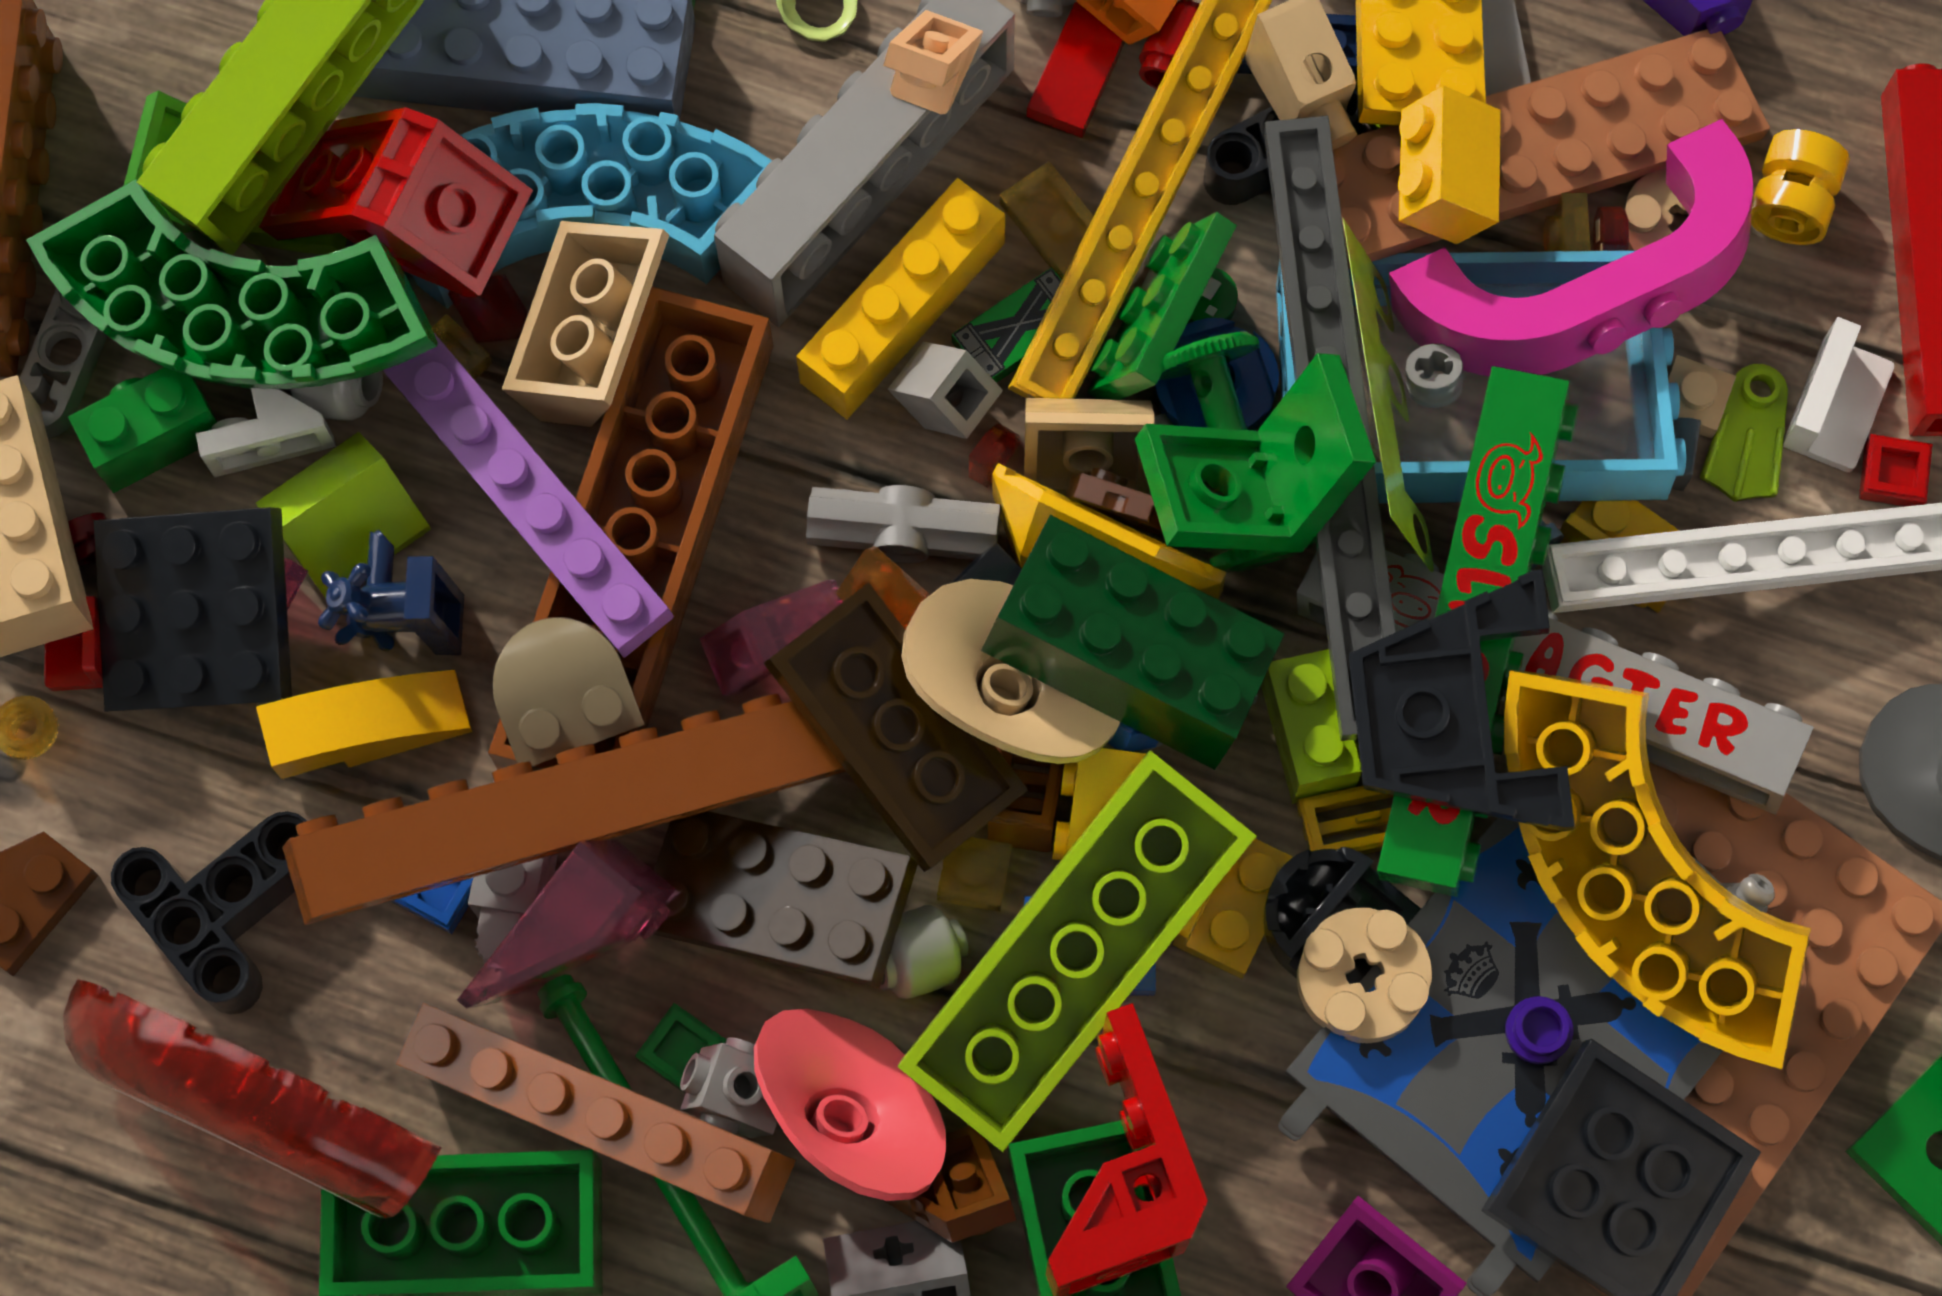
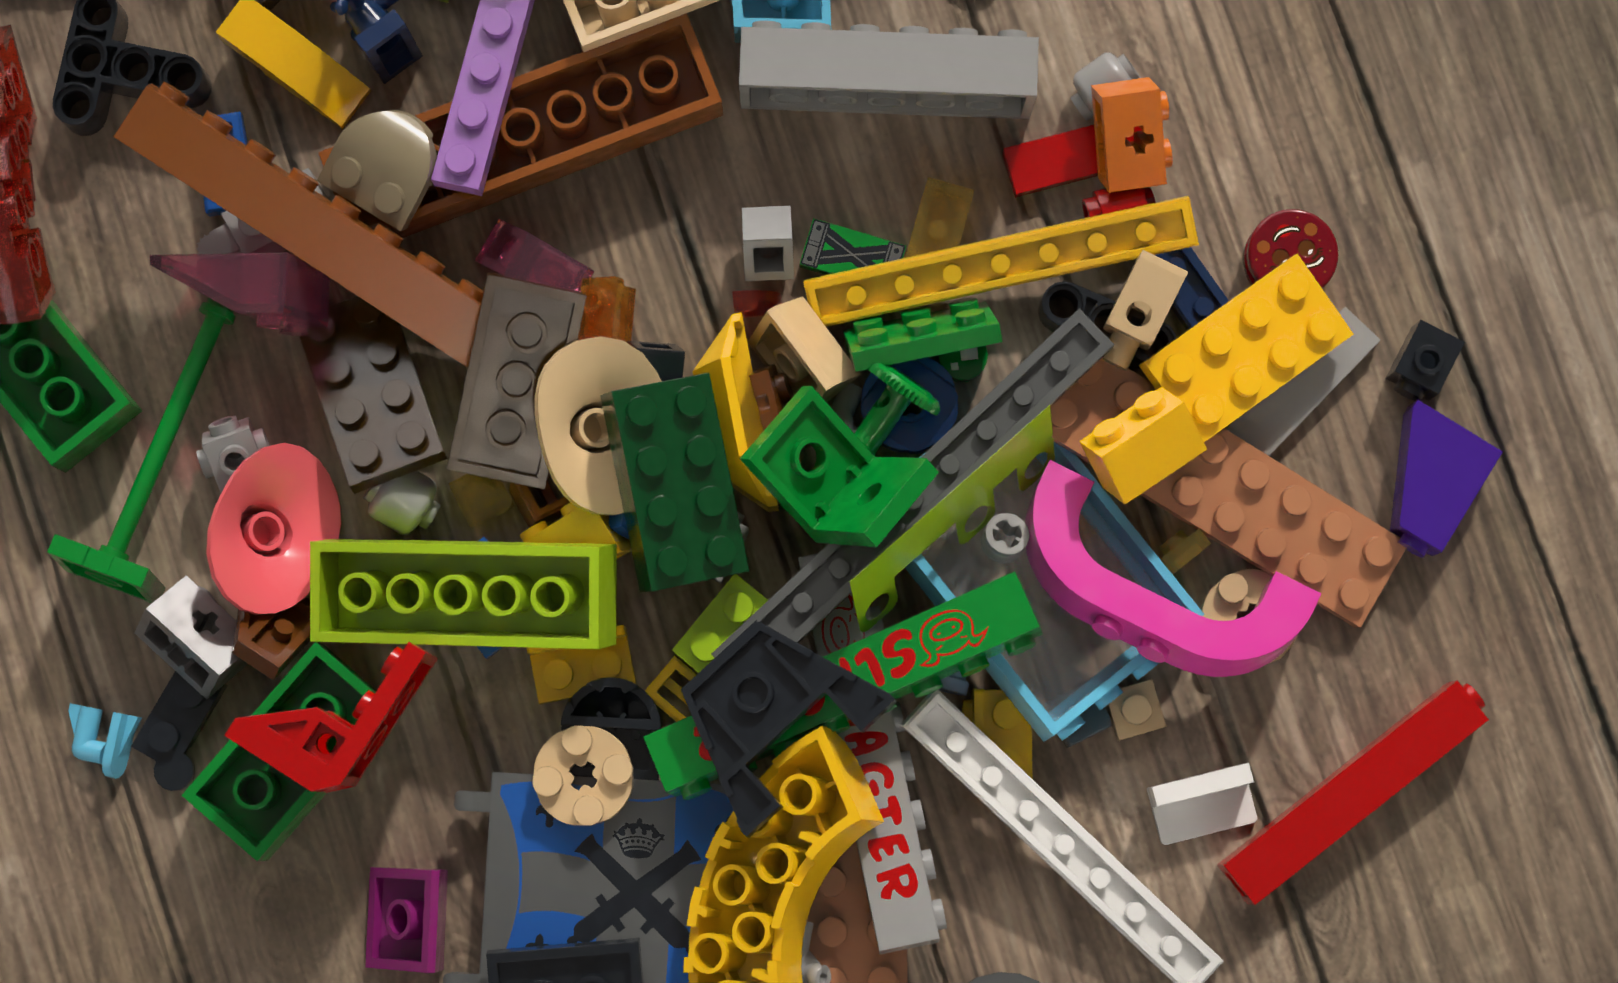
camera: 50 degrees right, 10 degrees up
(597, 1113) = (153, 389): dark orange brick -> none
(674, 1043) = (244, 400): green tile -> none
(901, 298) = (810, 170): yellow brick -> none
(902, 523) = (665, 283): light grey piece -> none
(931, 60) = (959, 68): light nougat slope -> none
(1539, 1030) = (628, 906): dark purple plate -> none
(1610, 229) = (1203, 578): clear red tile -> none
(1750, 438) = (1135, 763): lime piece -> none
(1798, 187) = (1344, 669): yellow wheel -> none
(1895, 471) = (1182, 872): red tile -> none

